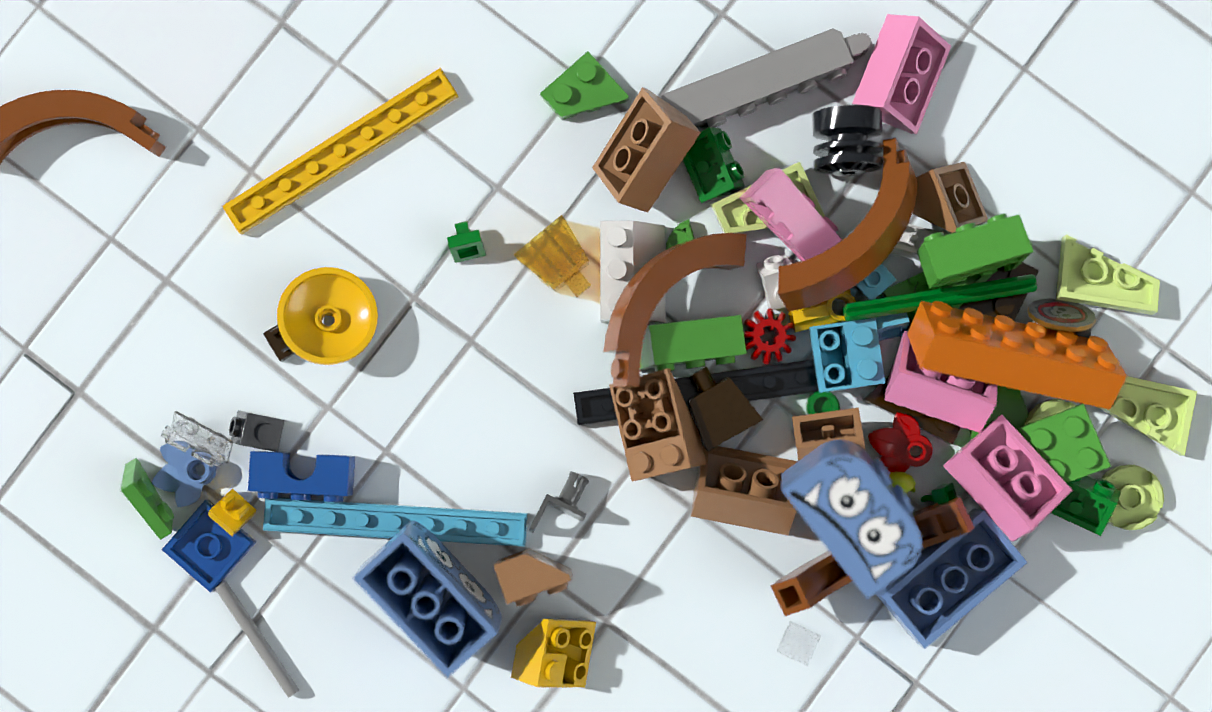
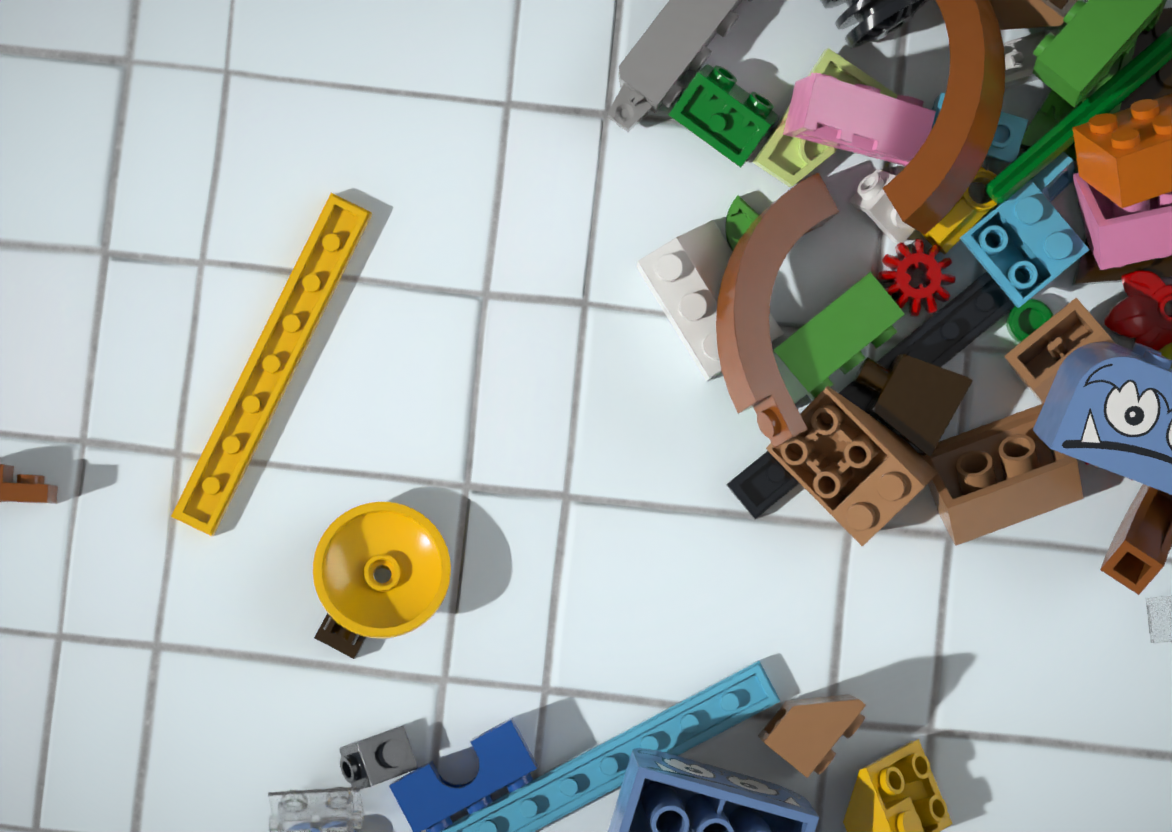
camera: 30 degrees left, 0 degrees up
(466, 243) = (491, 384): green tile -> none
(556, 258) = (610, 336): clear yellow torso -> none
(566, 501) = (797, 618): dark grey bracket -> none
(583, 89) = (516, 116): bright green wing -> none
(645, 151) = (639, 146): medium nougat slope -> none

